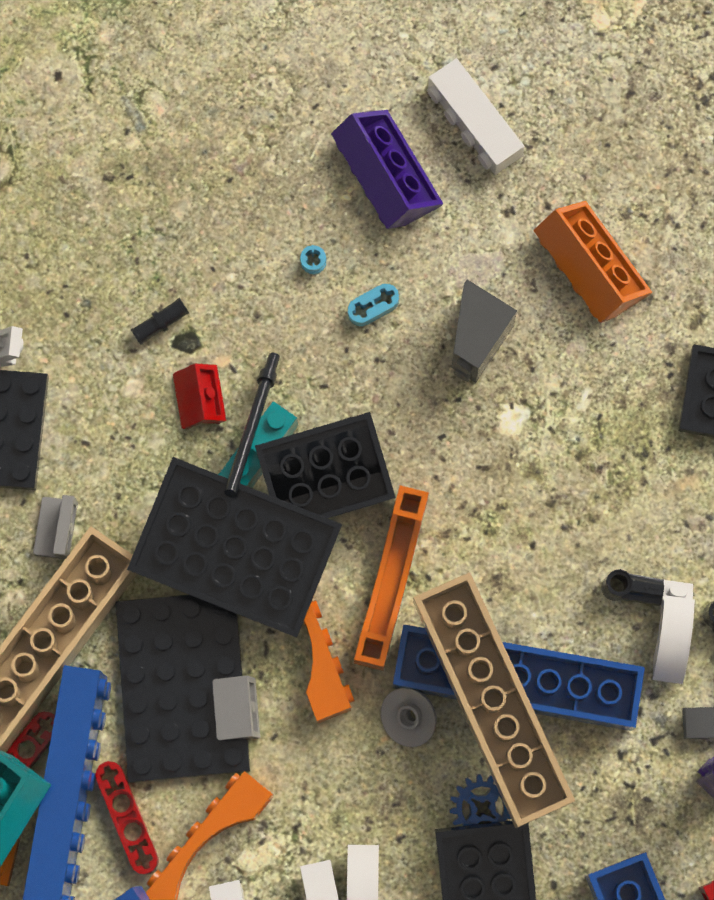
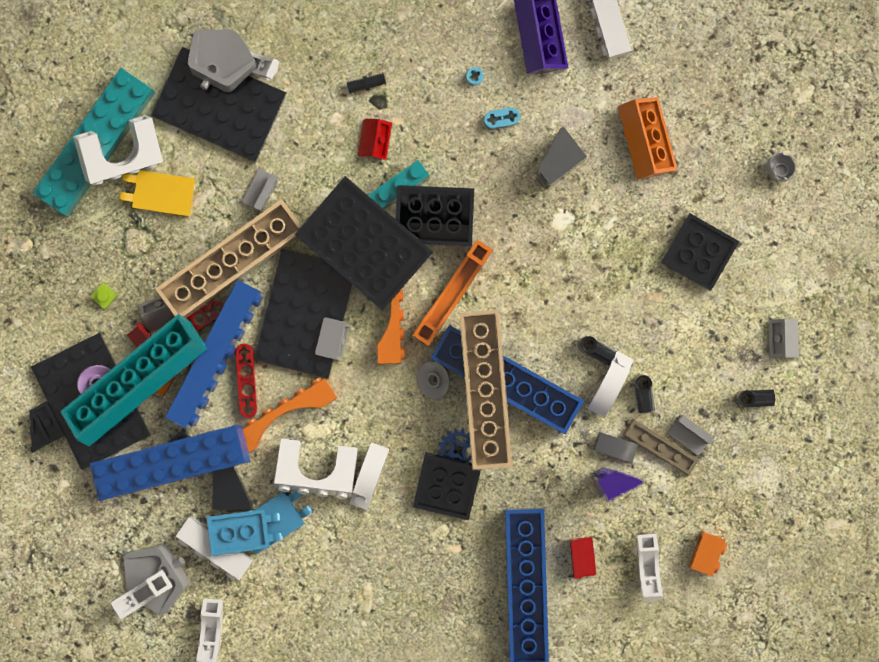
camera: 20 degrees right, 10 degrees up
(266, 381) = (419, 144): black bar -> none

